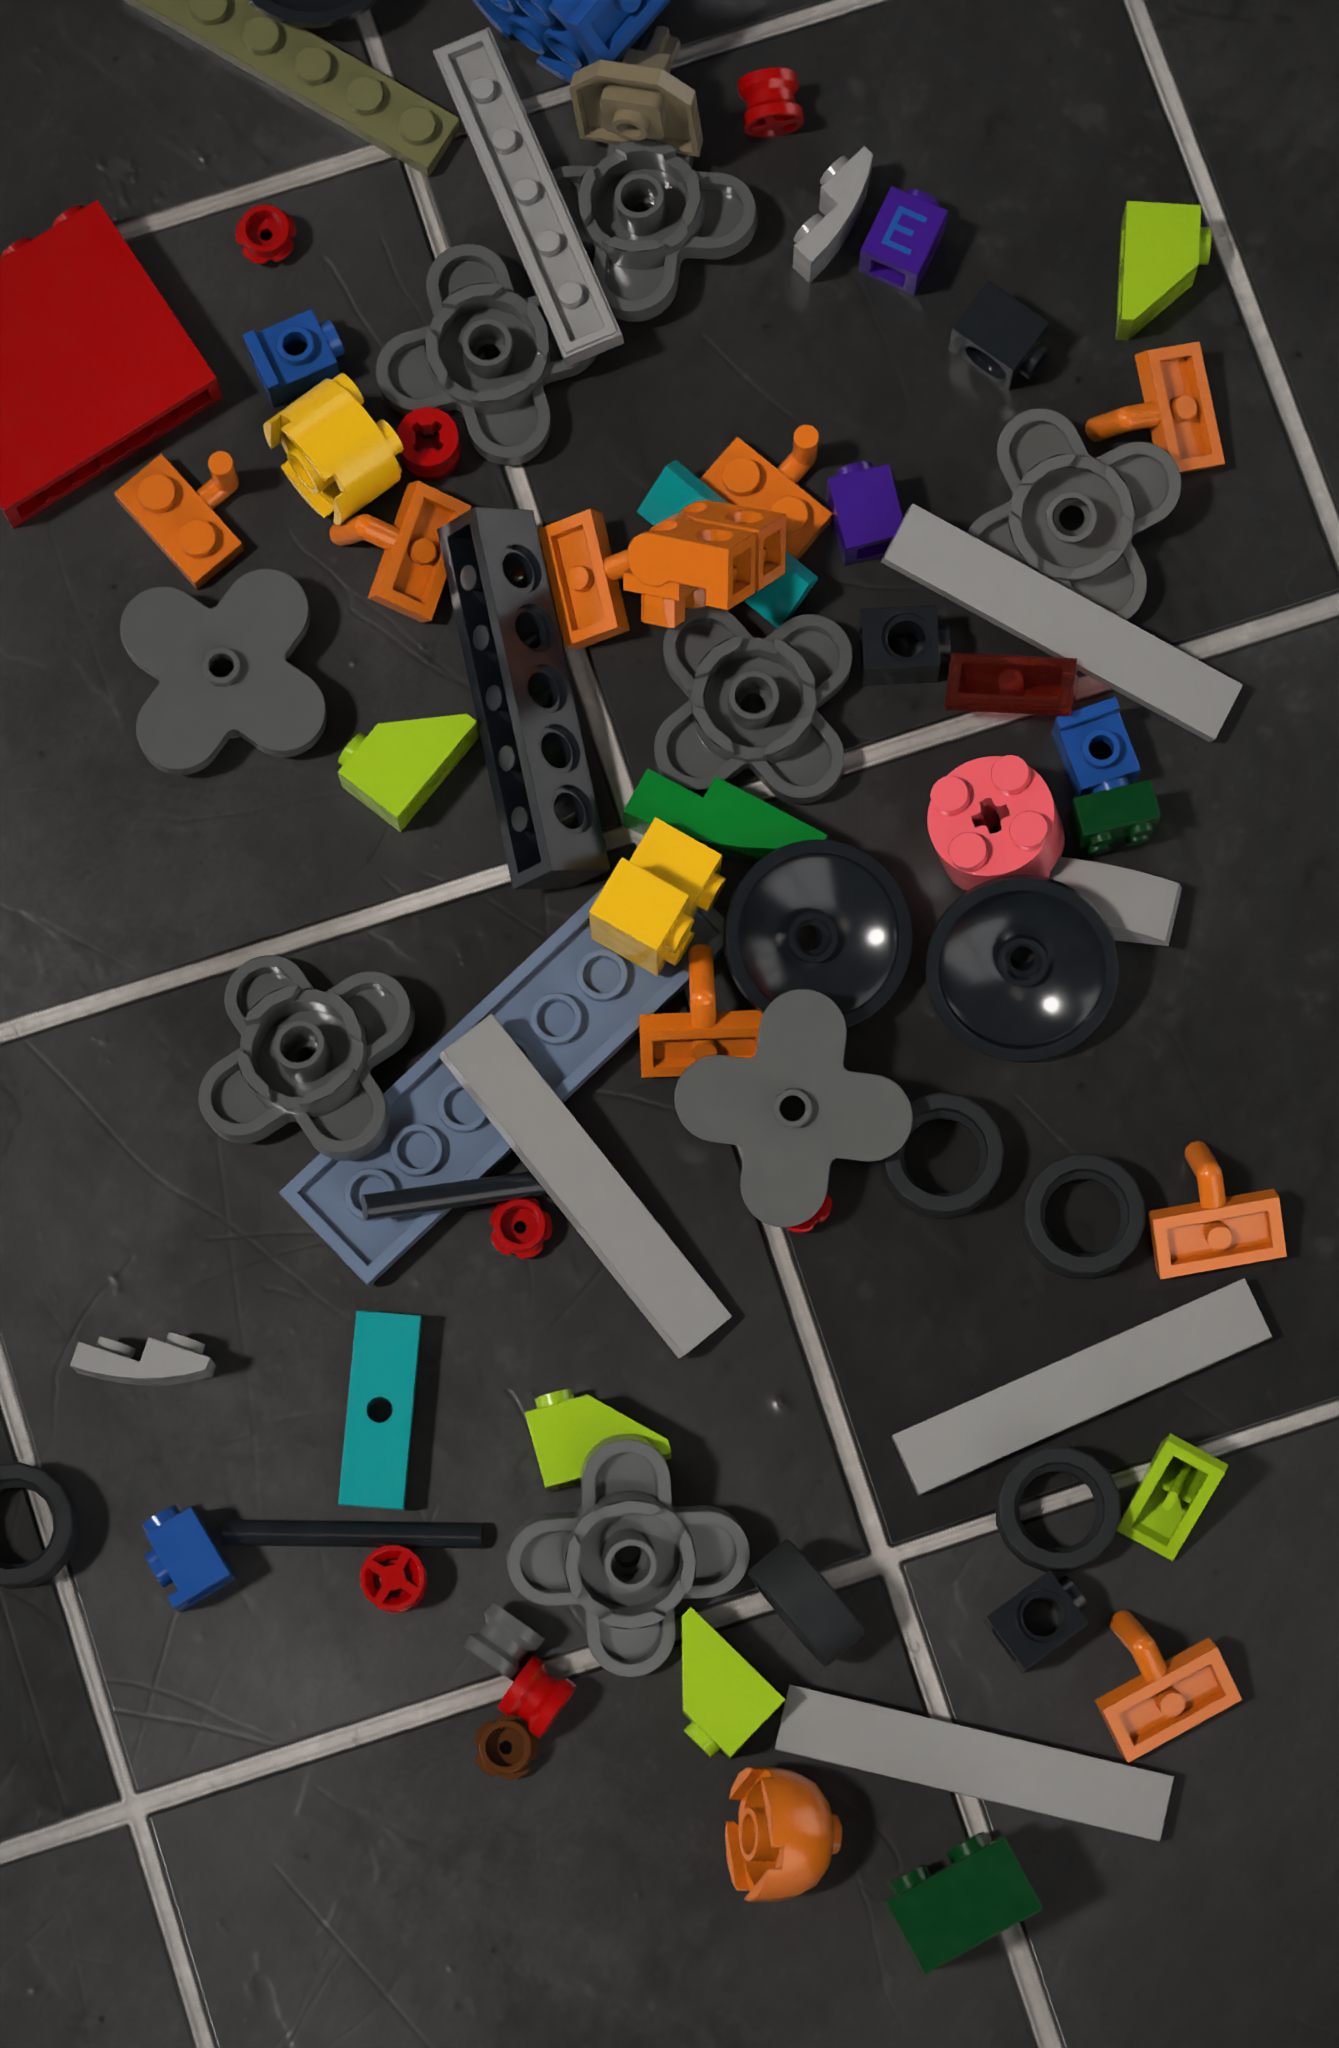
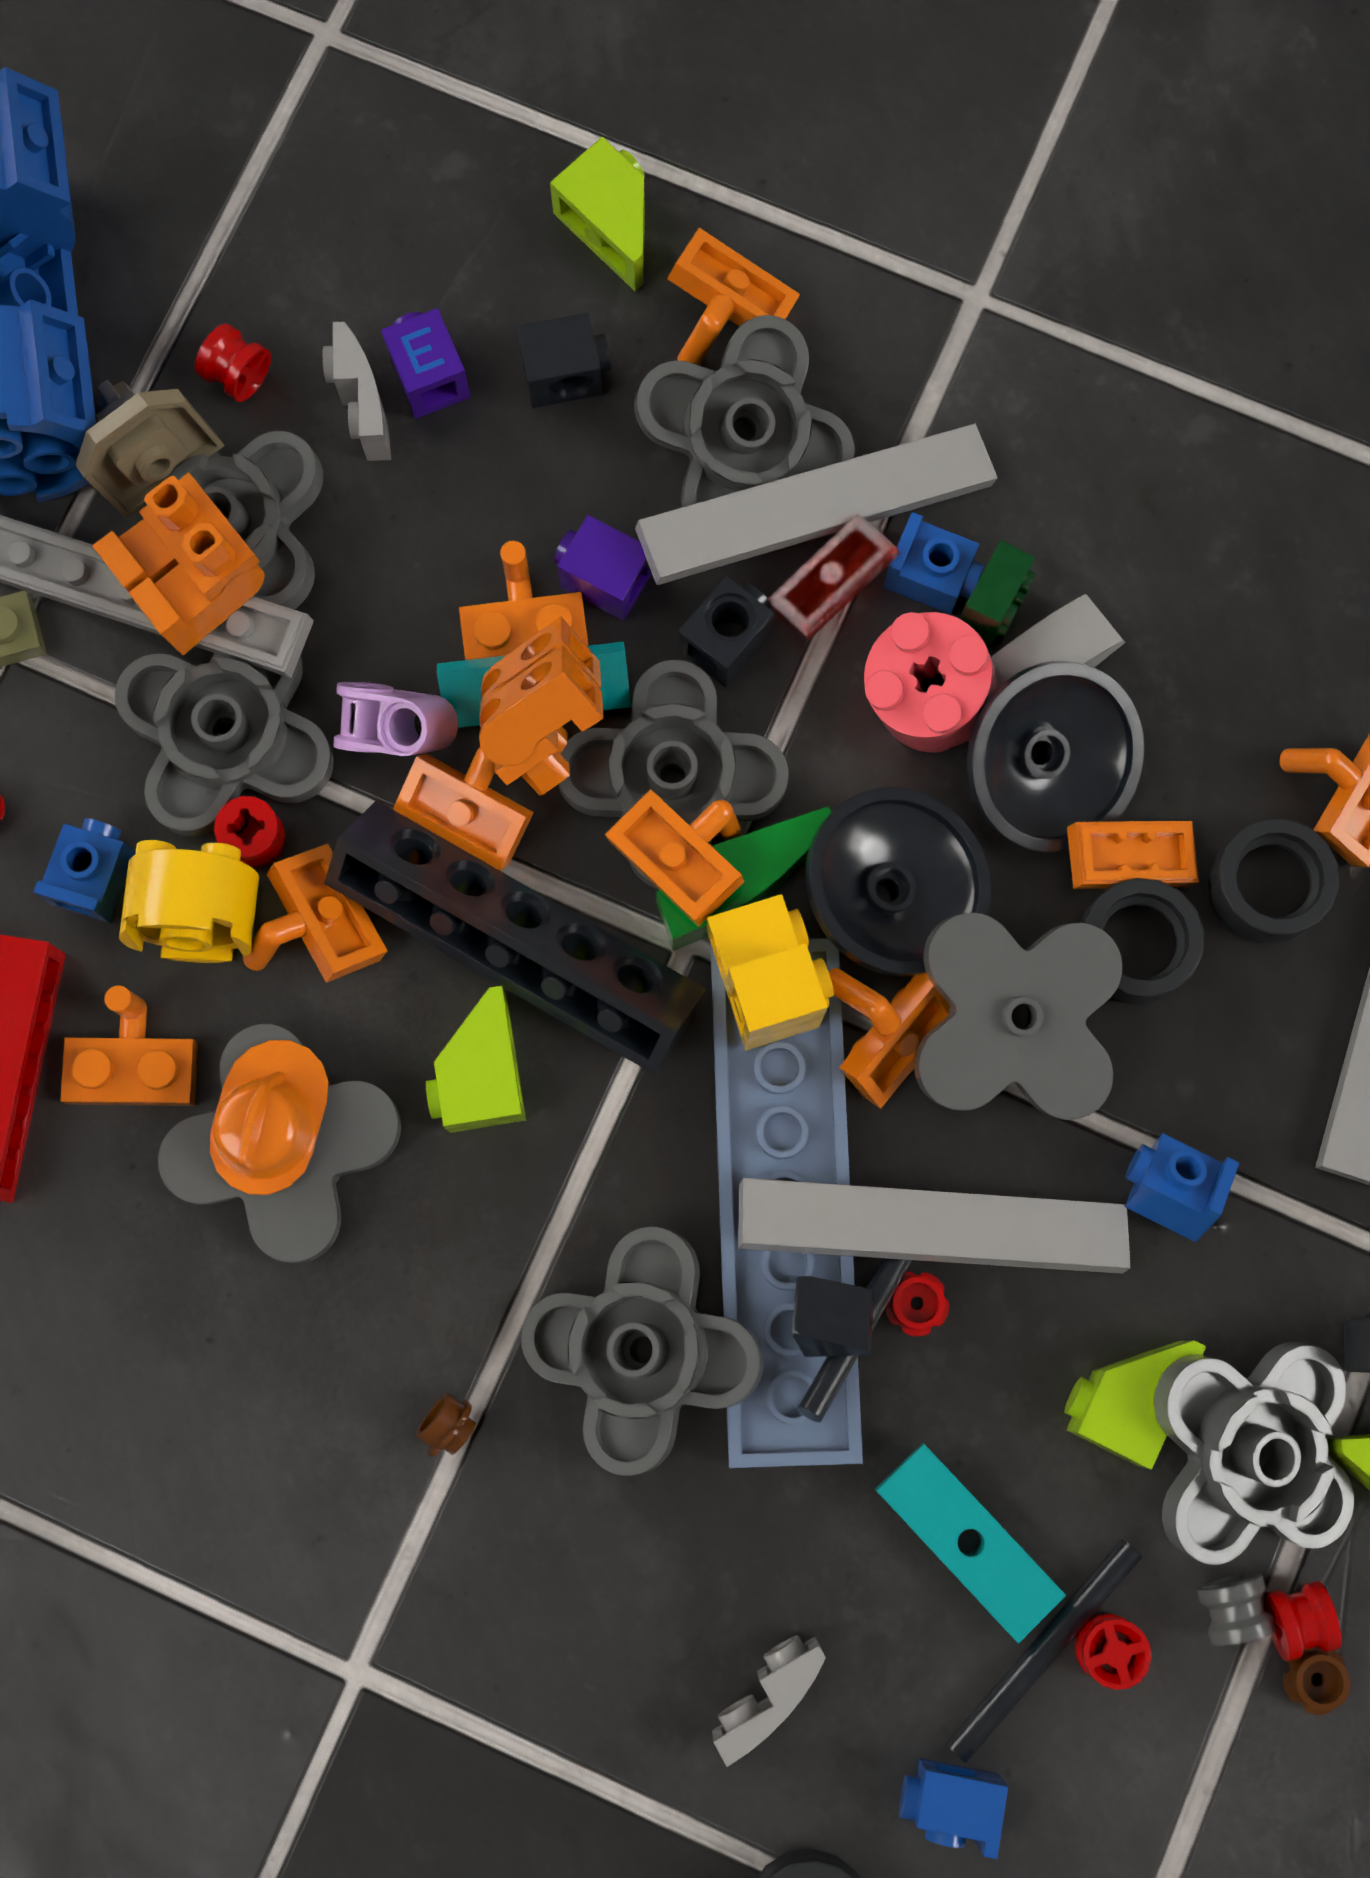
camera: 50 degrees left, 0 degrees up
(130, 970) = (446, 1425): none -> reddish brown plate
(233, 645) = (269, 1117): none -> orange piece
(447, 1162) = (832, 1318): none -> black slope
(572, 213) = (183, 563): none -> orange hips
(603, 467) = (383, 720): none -> lavender piece
(685, 756) = (679, 854): none -> orange plate
(777, 1338) = (1179, 1186): none -> blue brick
(1008, 1091) = (1132, 849): none -> orange plate

